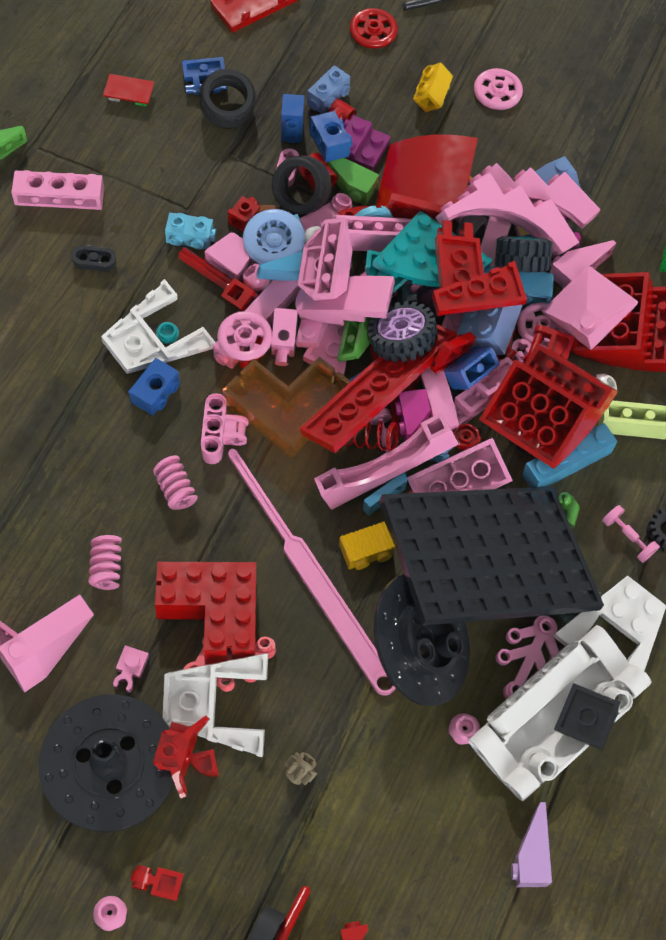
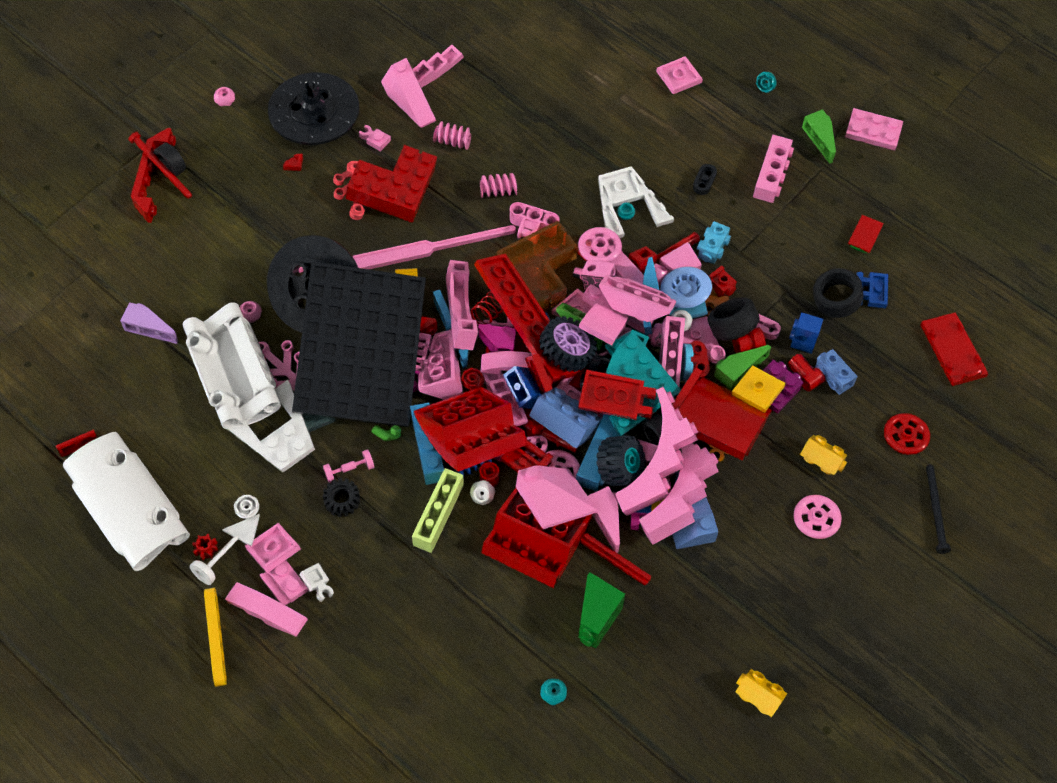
camera: 110 degrees right, 5 degrees down
(156, 374) = (580, 191): blue brick -> none
(165, 883) = (228, 124): red plate -> none
(176, 751) = (299, 133): red piece -> none
(192, 695) = (331, 158): white wing -> none
(300, 768) = (261, 203): dark tan gear -> none
(330, 136) = (784, 343): blue brick -> none
(379, 151) = (758, 389): none -> yellow plate
(491, 290) = (579, 399): red wing -> none
(587, 716) = (215, 373): black plate -> none
(622, 244) = (615, 559): none -> red axle

